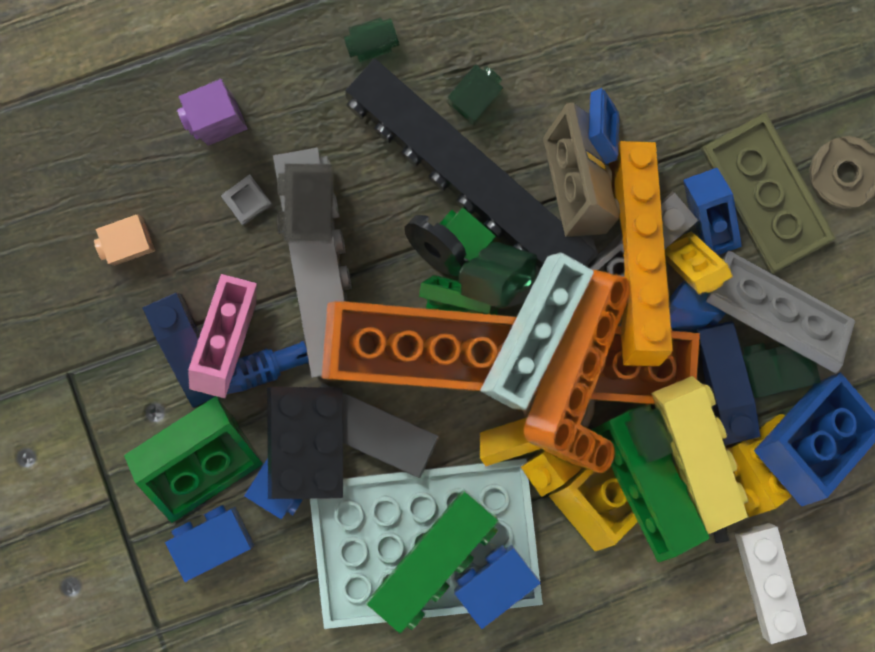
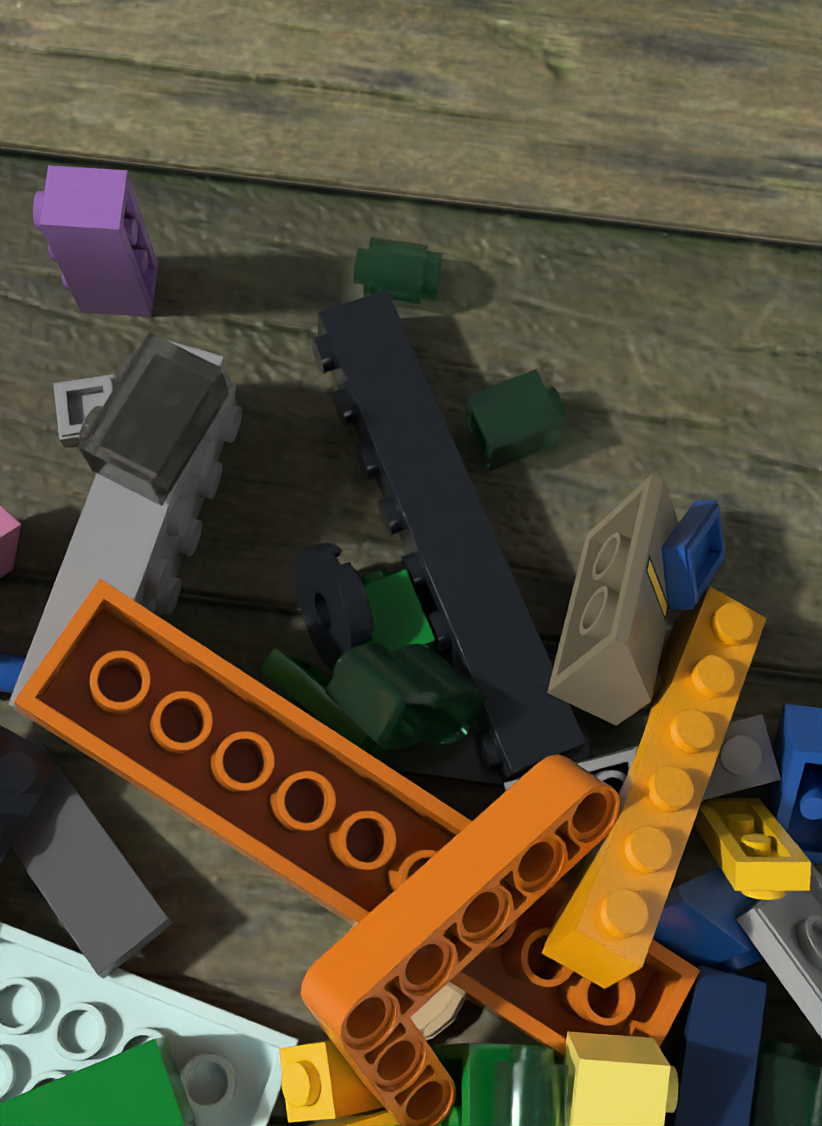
camera: 30 degrees right, 15 degrees down
(504, 443) = (268, 993): yellow tile -> none
(537, 331) = (415, 809): light aqua brick -> none

